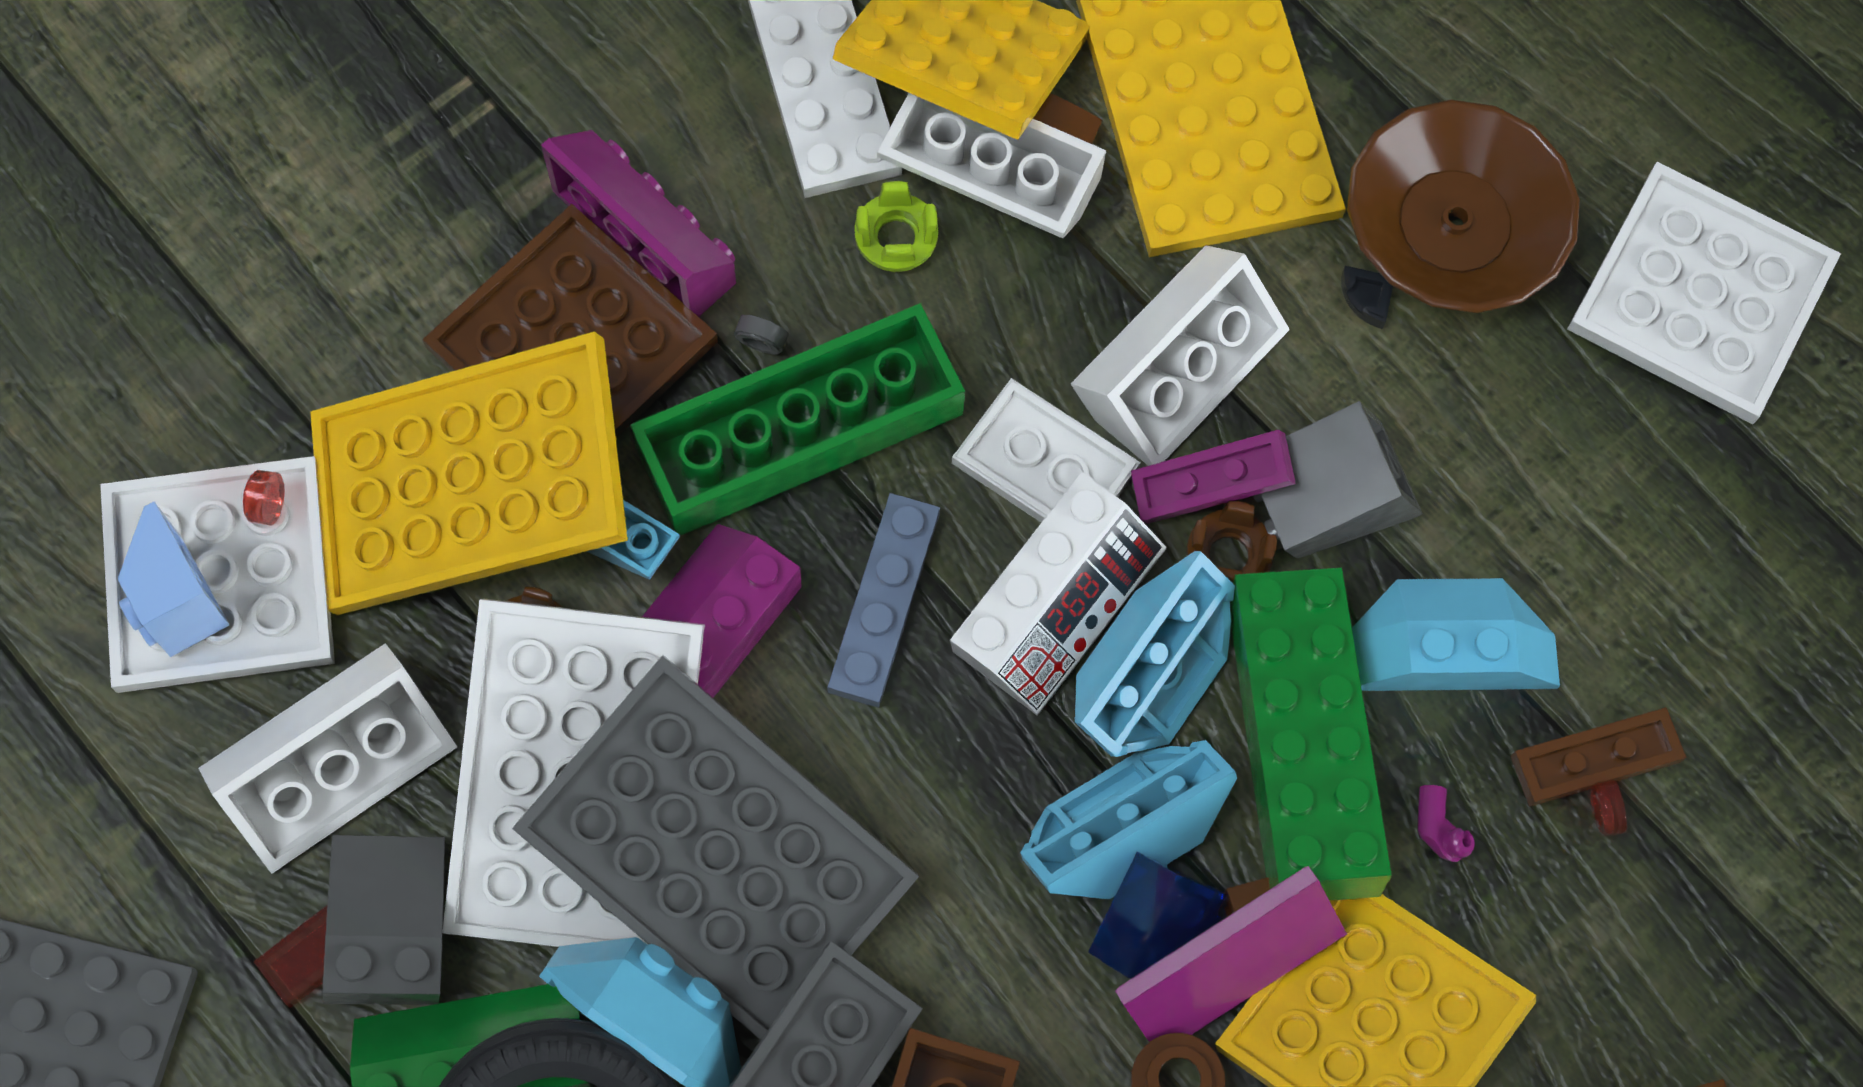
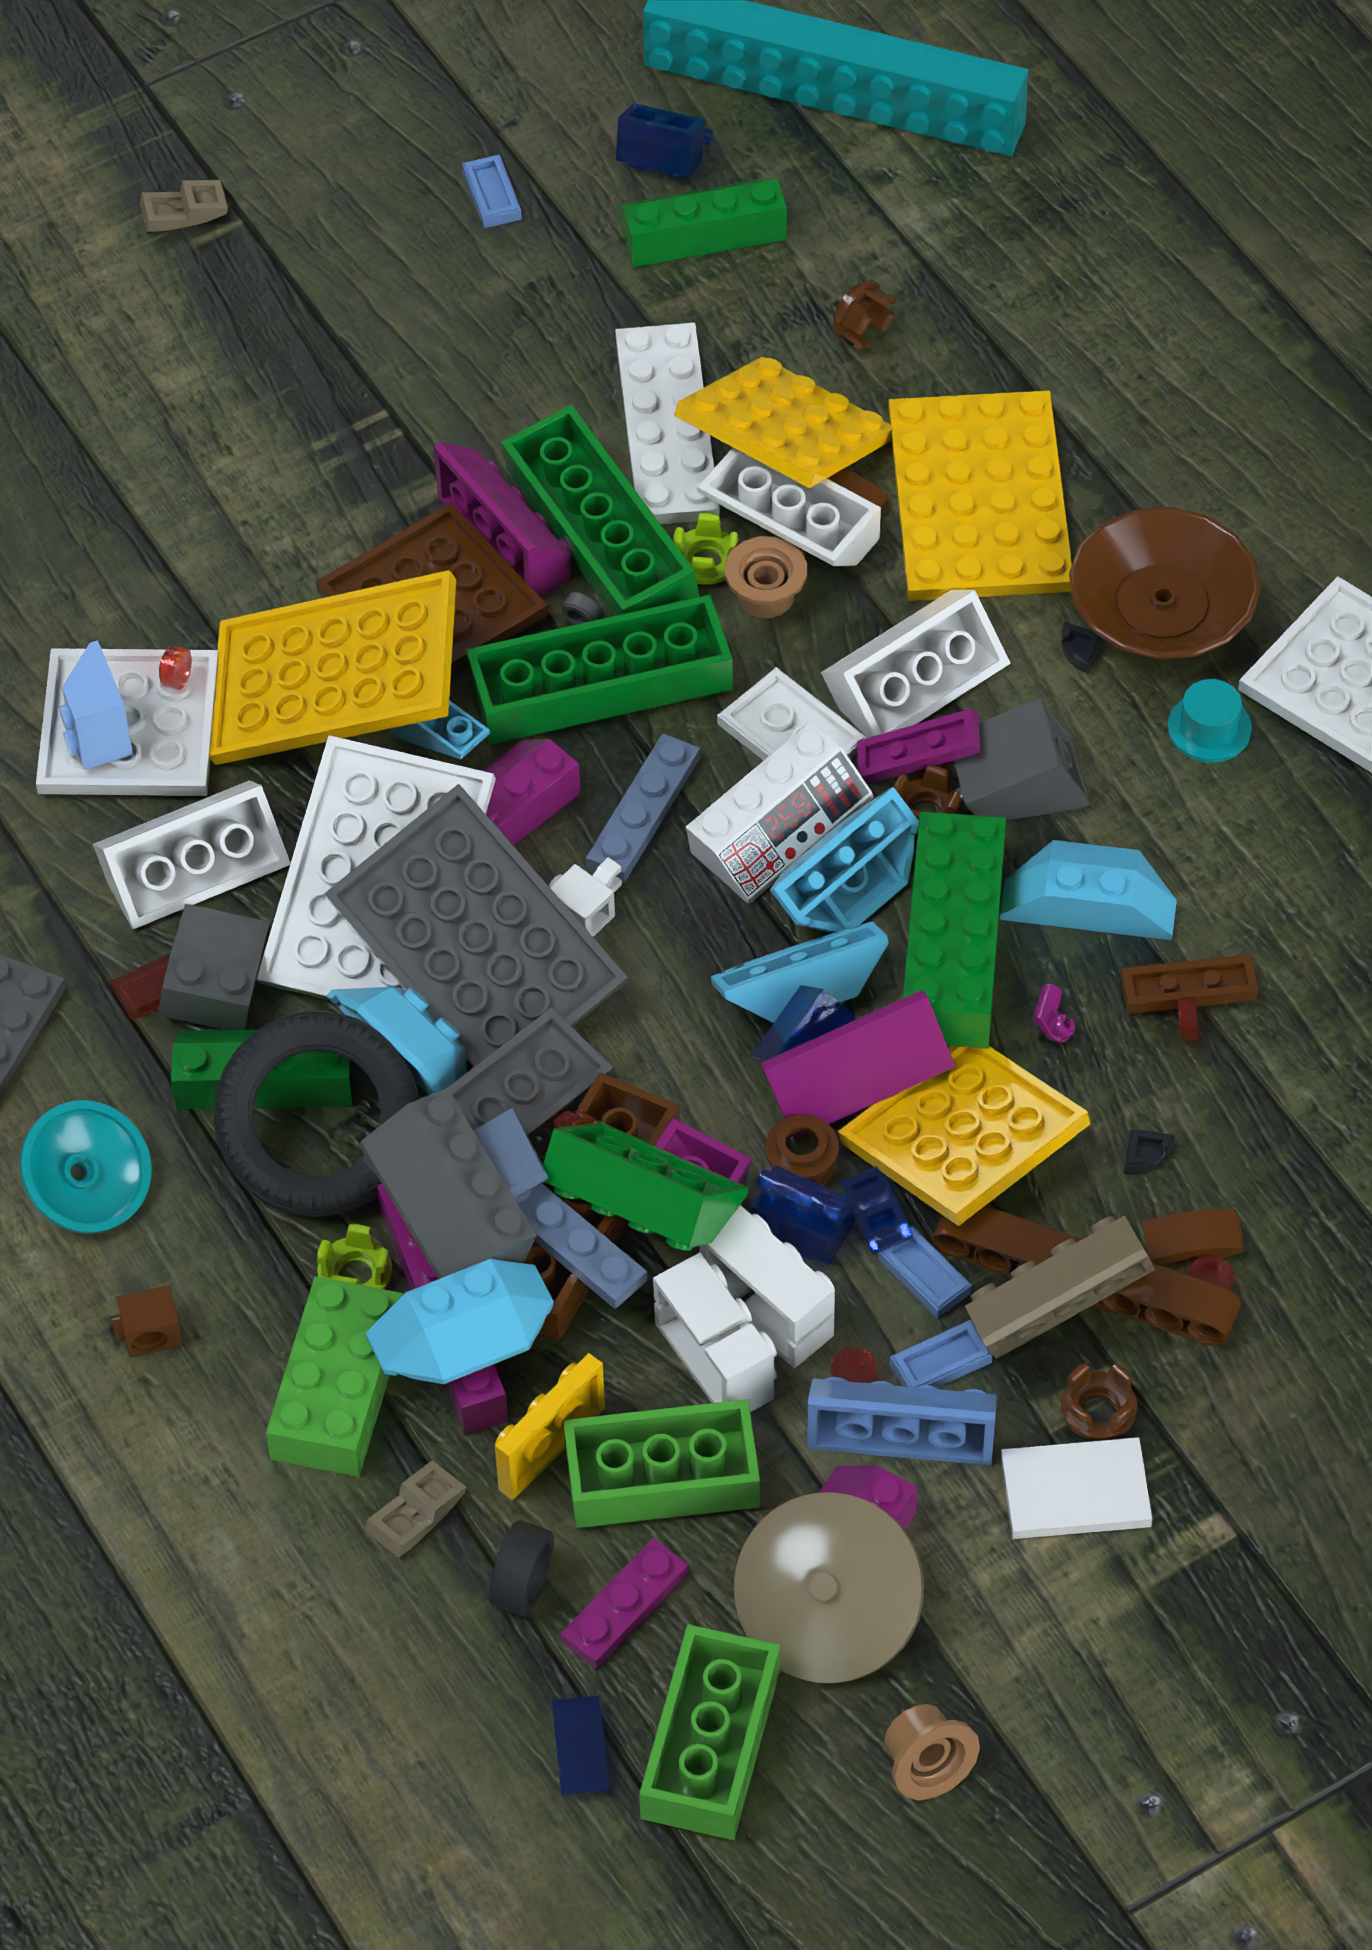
camera: 15 degrees right, 15 degrees down
(761, 206) = (598, 515): none -> green brick
(836, 752) = (589, 896): none -> white brick
(978, 254) = (765, 575): none -> medium nougat piece
(1543, 381) = (1210, 722): none -> teal piece
(1591, 1001) = (1147, 1151): none -> black tile

